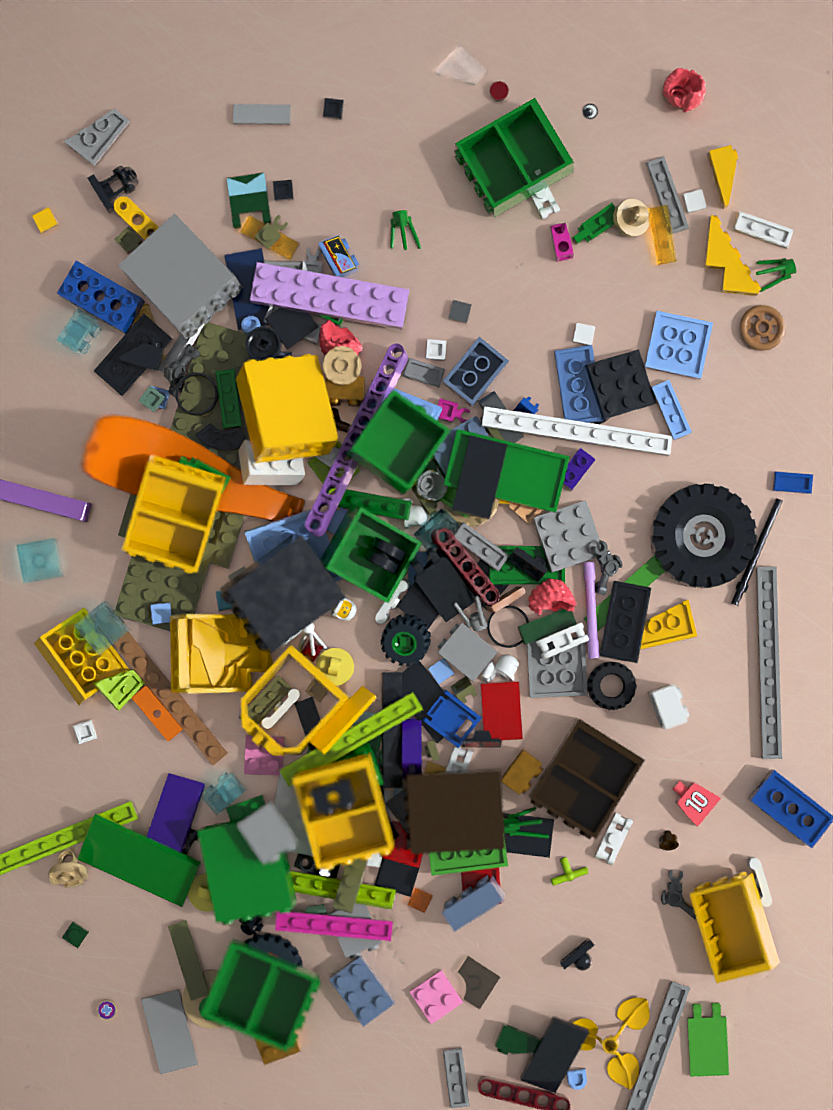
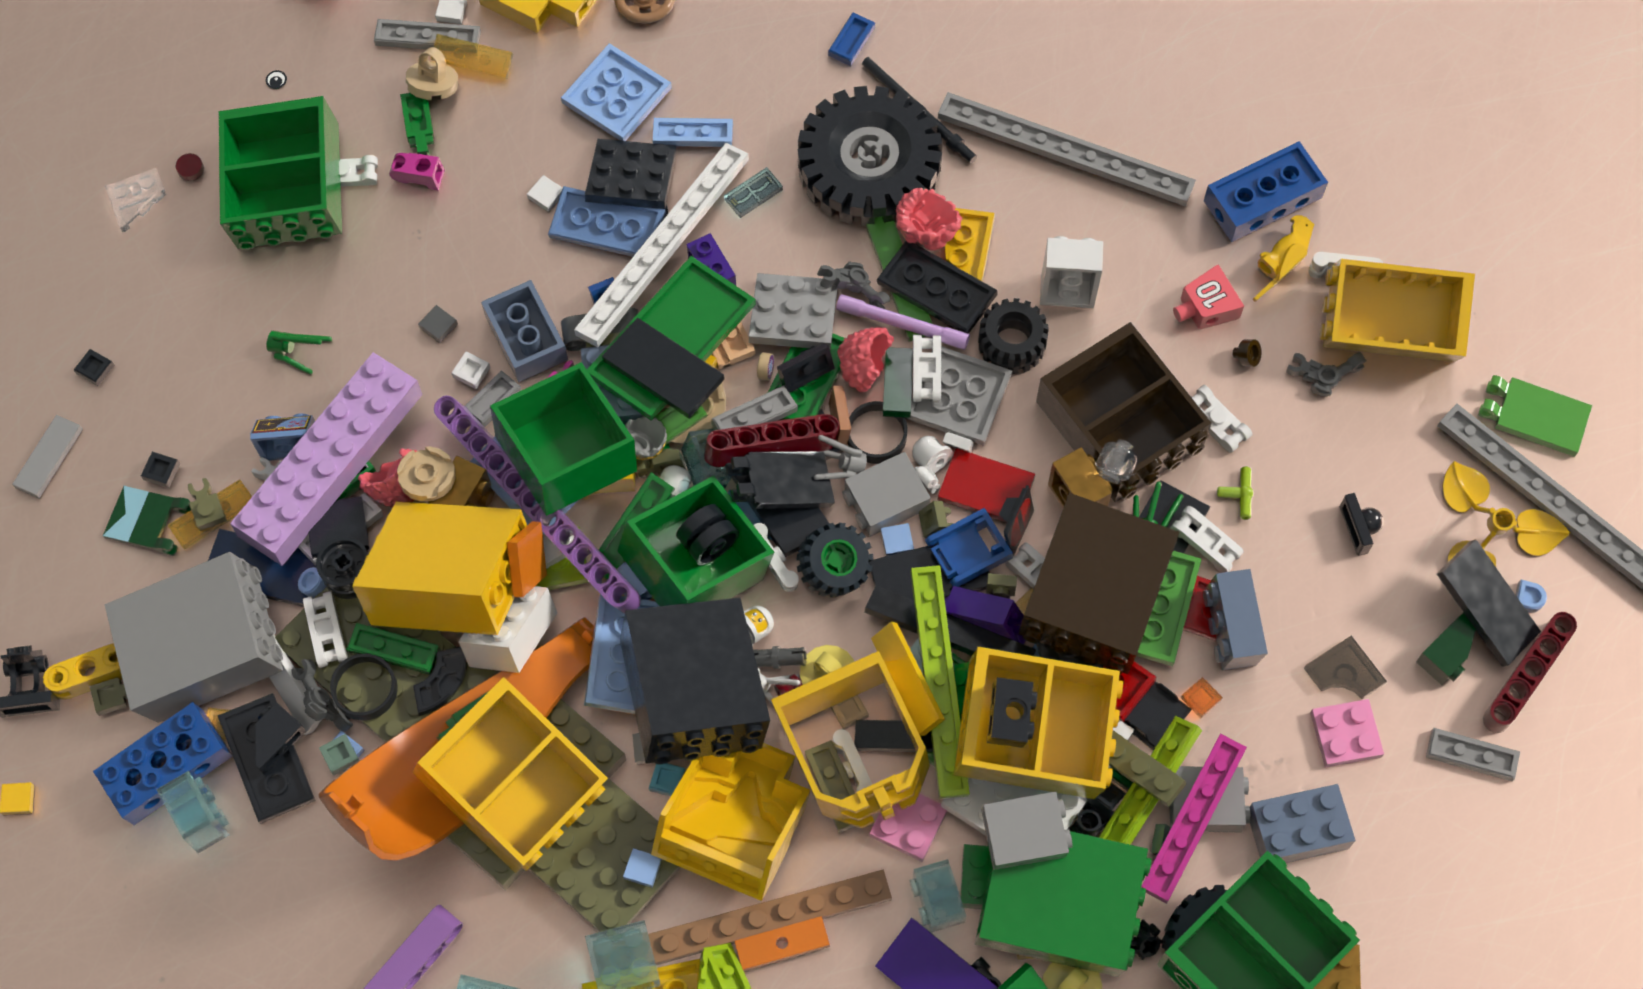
camera: 65 degrees left, 20 degrees down
(221, 351) = (325, 629): none -> white plate
(313, 455) = (527, 559): none -> orange tile
(330, 632) = (780, 657): none -> dark grey pin
(521, 536) = (765, 366): none -> tan tile
(522, 681) = (958, 442): none -> white tile
(524, 864) = (1207, 539): none -> white plate
(538, 790) = (1116, 461): none -> clear head
(646, 470) = (753, 192): none -> clear light blue tile
(667, 597) = (927, 218): none -> coral hair
(752, 839) = (1286, 253): none -> yellow animal

